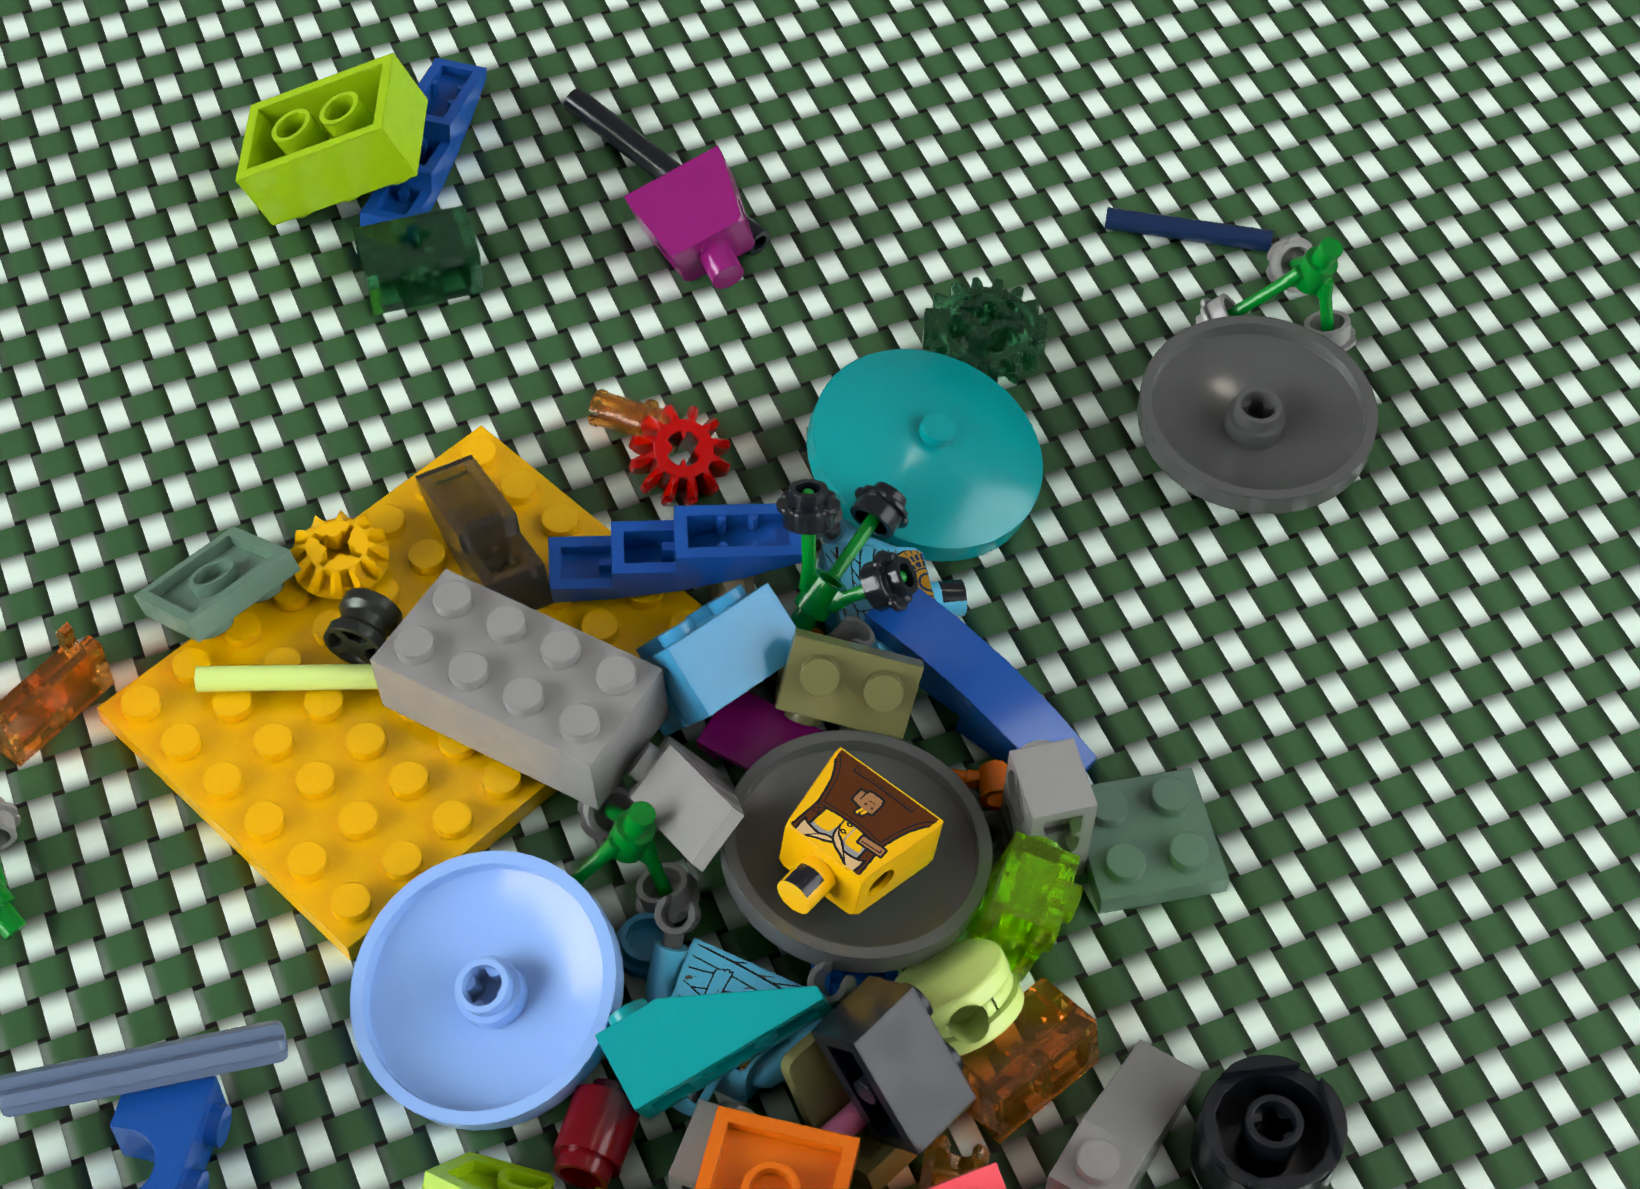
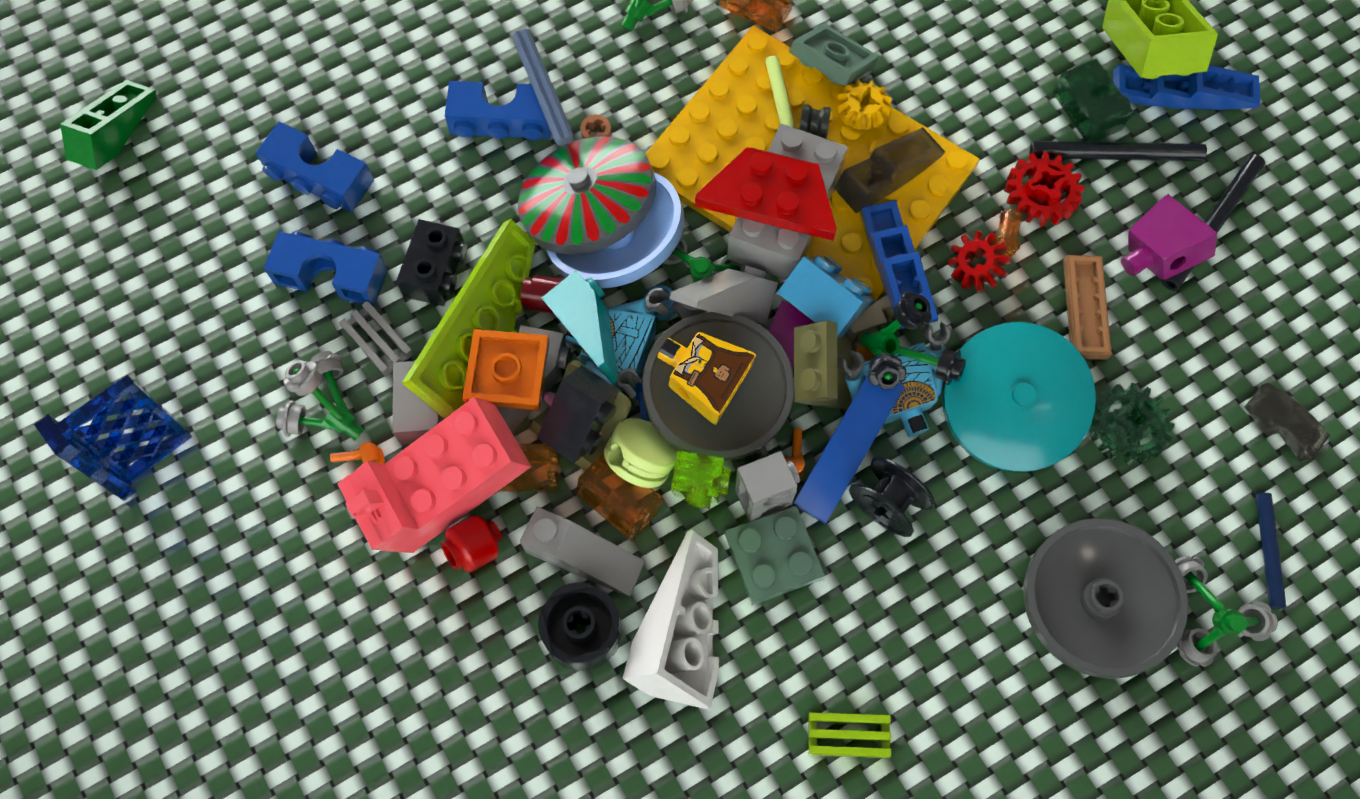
camera: 85 degrees right, 15 degrees up
(242, 993) = (591, 124): none -> nougat bush
(404, 1031) = (587, 195): none -> dish
(510, 257) = (1120, 150): none -> black piece
(528, 676) = (771, 192): none -> red wing
(534, 359) = (1044, 188): none -> red gear
(775, 343) = (1087, 306): none -> medium nougat plate
(999, 163) = (1281, 414): none -> clear smoke slope
(1079, 638) = (892, 496): none -> black piece
(1313, 1010) = (675, 640): none -> white wedge
(1450, 740) = (883, 735): none -> lime tile

